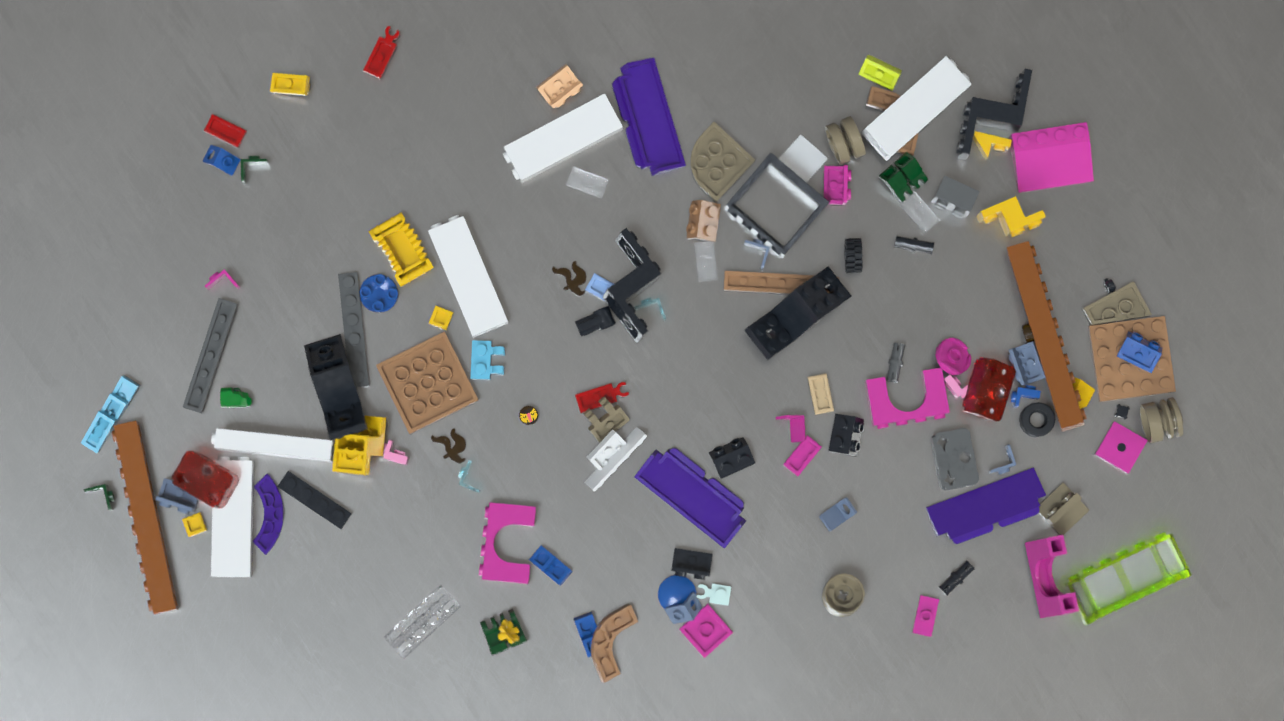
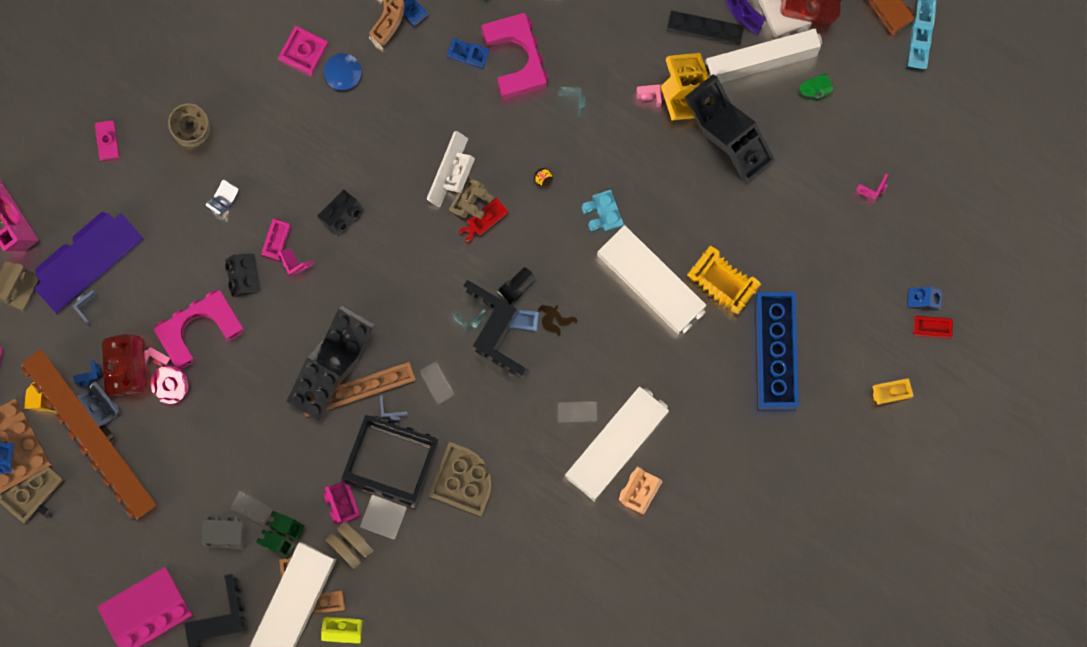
camera: 160 degrees right, 5 degrees down
(210, 355) = (856, 117): dark grey plate -> none
(252, 160) = (896, 307): dark green bracket -> none
(353, 327) = (736, 193): dark grey plate -> none
(378, 293) = (727, 233): blue dish -> none
(380, 163) = (777, 351): none -> blue brick
(381, 54) = (820, 455): red plate -> none
(427, 382) = (648, 170): medium nougat plate -> none
(441, 317) = (660, 234): yellow tile -> none
(459, 446) = (595, 124): dark brown piece -> none
(648, 117) = (539, 490): dark purple slope -> none
(684, 612) = (329, 55): sand blue bracket -> none
(691, 494) = (363, 166): dark purple slope -> none
(691, 563) = (339, 102): black bracket -> none
(703, 220) = (454, 419): medium nougat bracket -> none
(718, 594) = (305, 86): light aqua plate -> none
(820, 394) = (281, 302): tan plate -> none
(853, 255) = (299, 440): black tyre -> none
(895, 362) = (221, 358): dark grey pin -> none
(914, 245) = (246, 475): black pin -> none
(948, 459) = (139, 287): dark grey axle -> none
(957, 578) = (90, 185): black pin -> none
(985, 141) = (214, 601): yellow slope -> none
(1011, 217) = (162, 535): yellow bracket -> none
(1048, 414) = (65, 345): black tyre -> none

